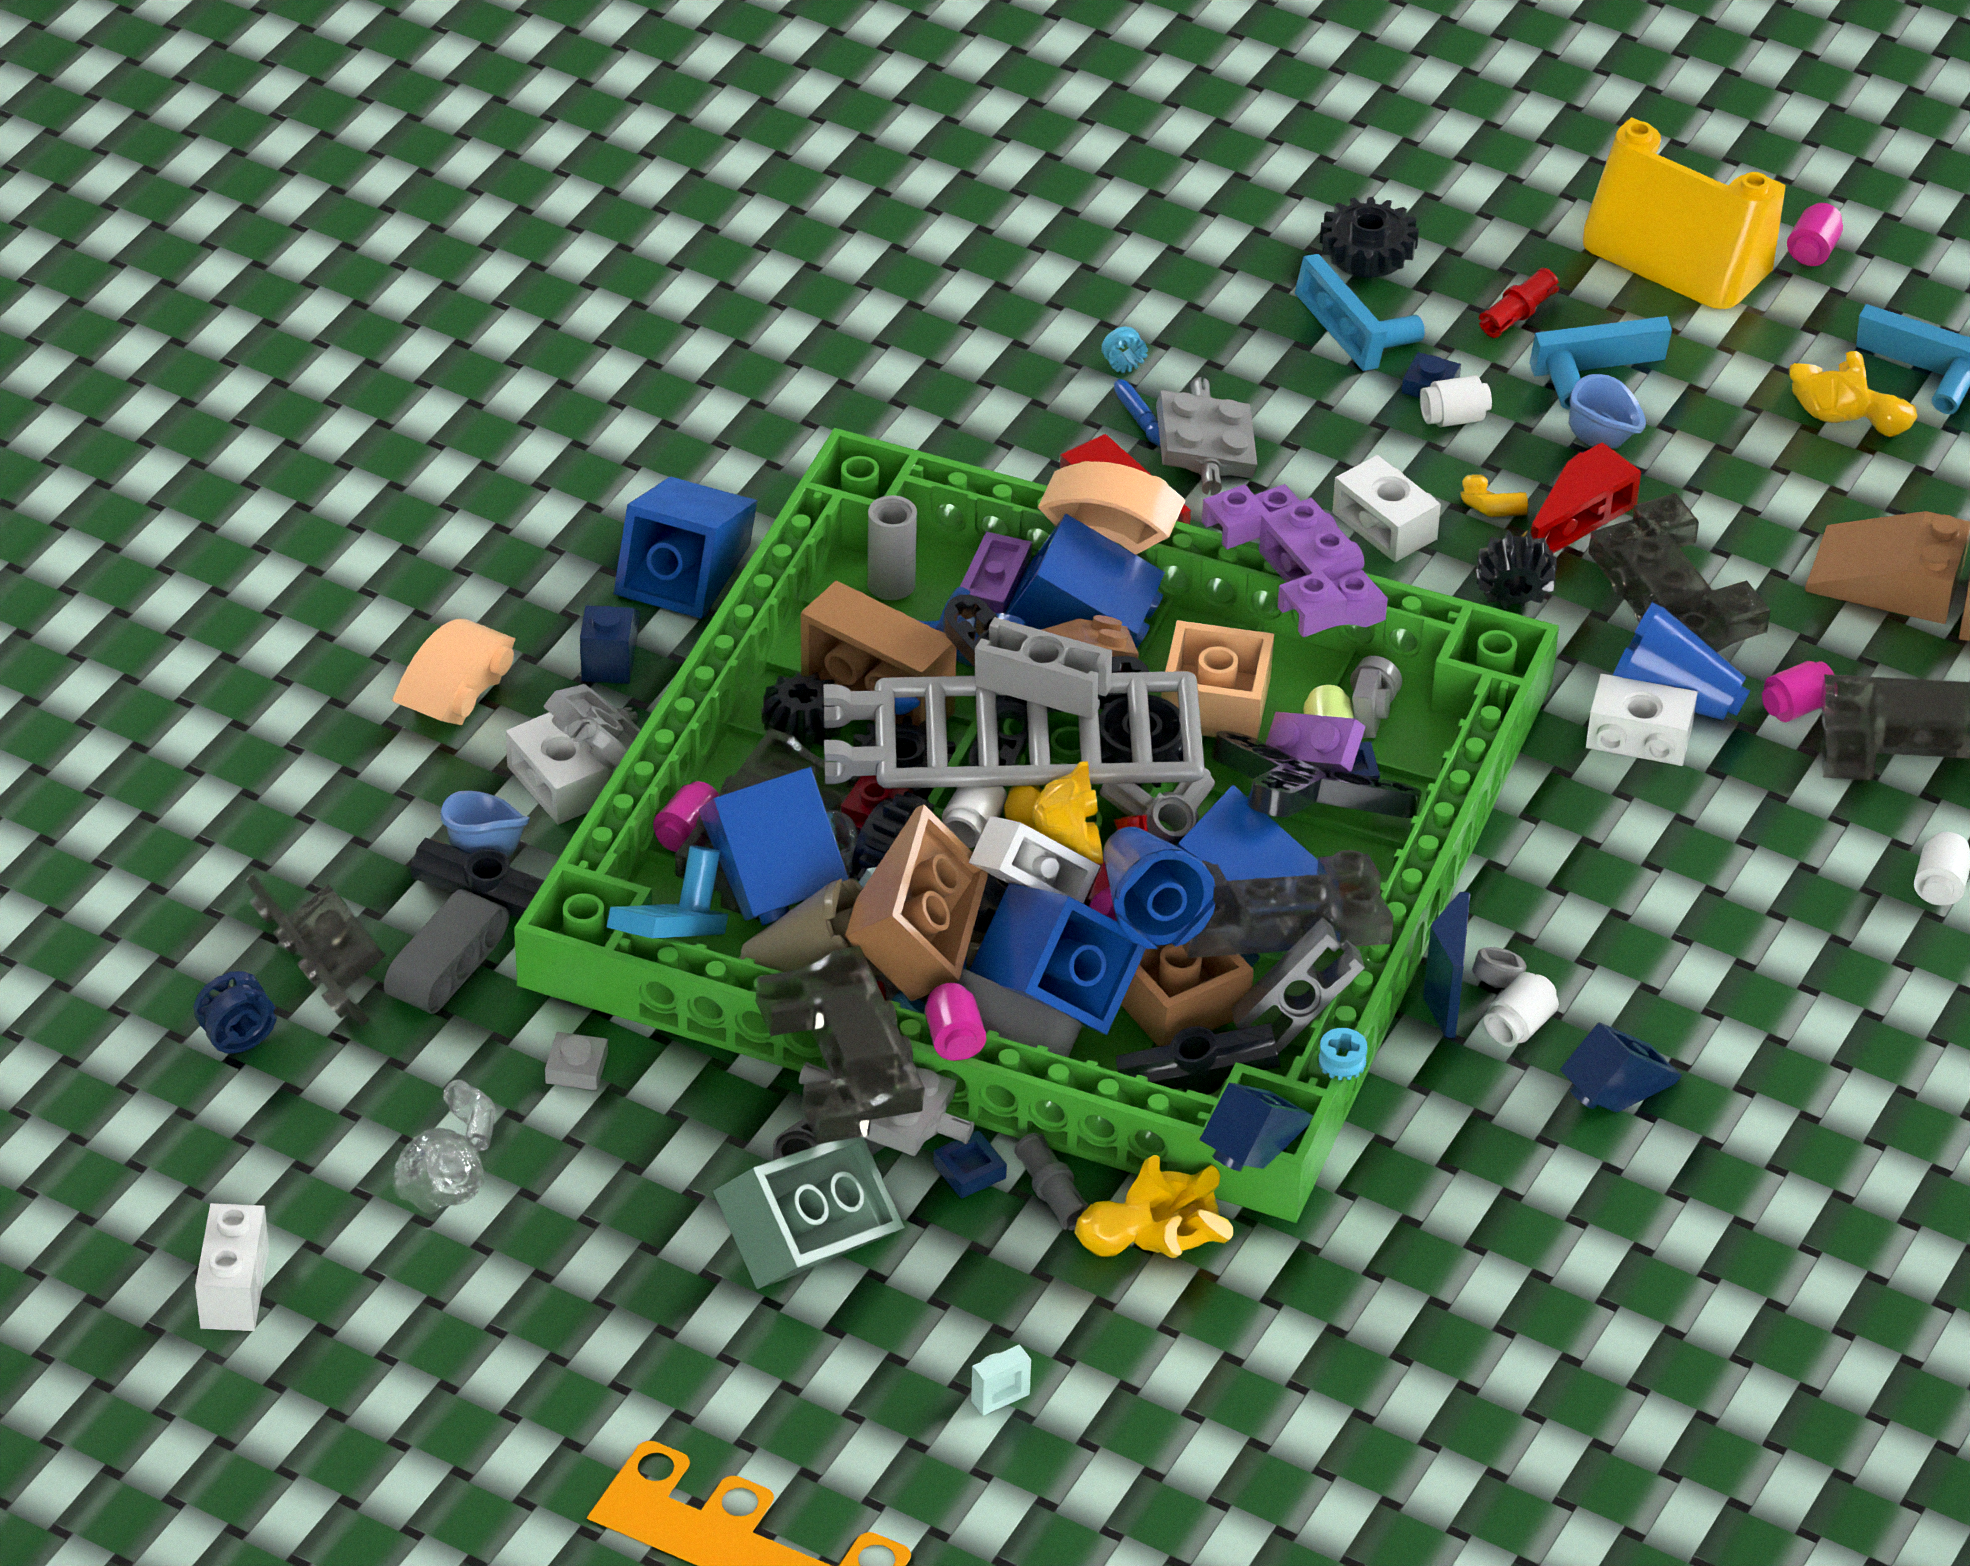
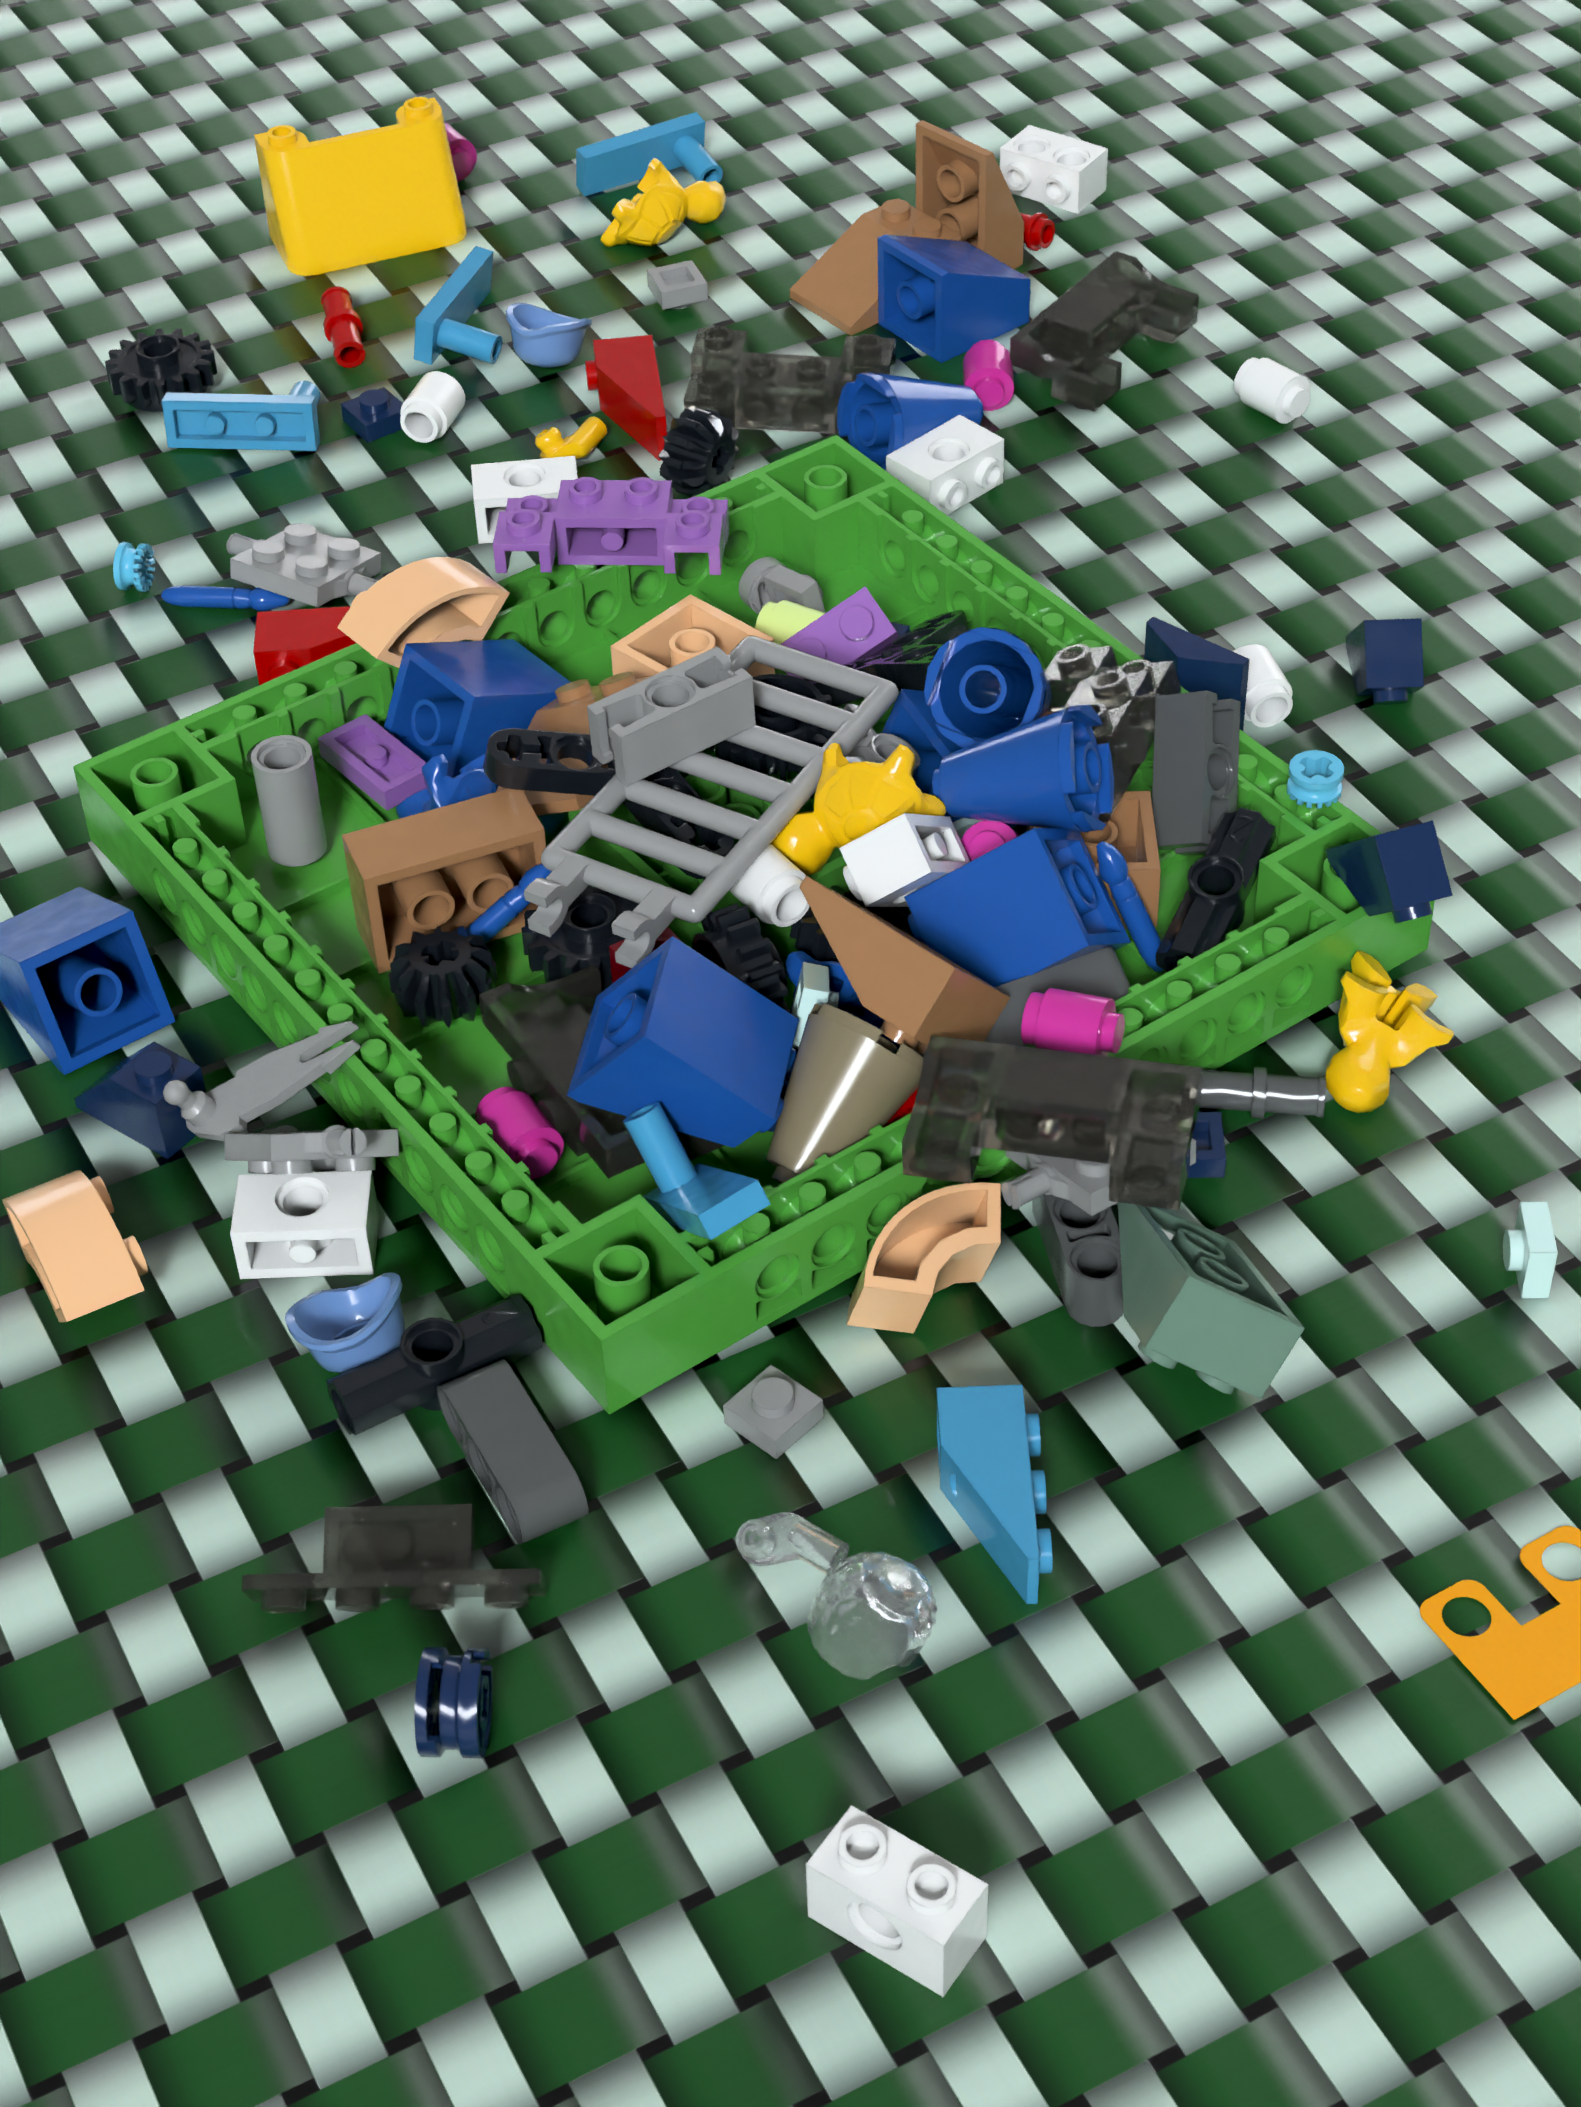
camera: 55 degrees left, 0 degrees up
(589, 1179) = (989, 1477): none -> dark azure slope
(624, 676) = (261, 1084): none -> light grey piece
(739, 1061) = (924, 1249): none -> light nougat brick
(1135, 1010) = (1114, 872): none -> blue piece
(1246, 827) = (985, 685): none -> blue cone
(1758, 456) = (677, 285): none -> light grey plate
(1887, 614) = (947, 294): none -> blue slope

